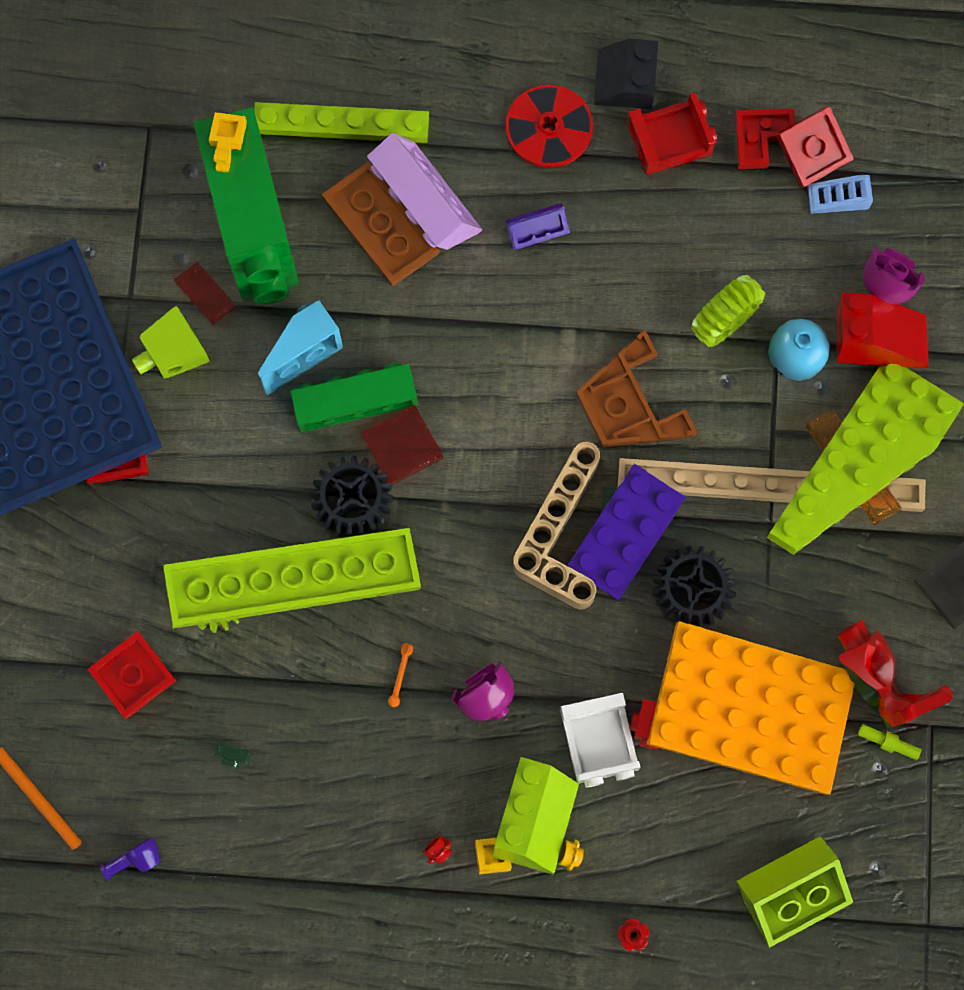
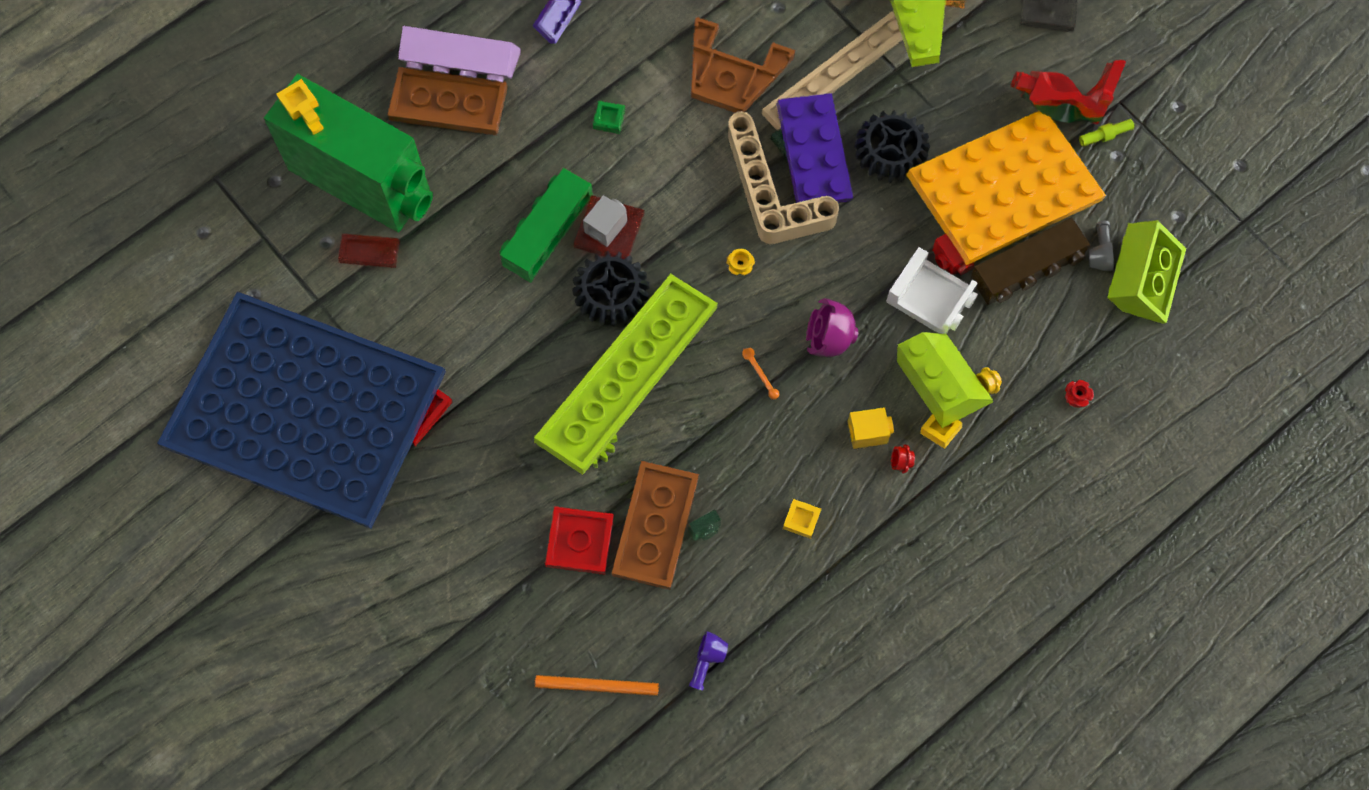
camera: 45 degrees left, 5 degrees down
(170, 346) = (382, 302): lime torso -> none
(198, 718) = (655, 525): none -> dark orange plate
(302, 345) = (479, 209): medium azure slope -> none
(312, 821) = (802, 518): none -> yellow plate
(341, 122) = (365, 50): lime plate -> none
(399, 437) = (605, 220): none -> light grey brick
(437, 801) = (870, 427): none -> yellow brick
(471, 562) = (740, 255): none -> yellow plate
(494, 351) = (609, 117): none -> green tile
(707, 790) = (1030, 261): none -> dark brown brick
(772, 842) = (1102, 255): none -> dark grey bar

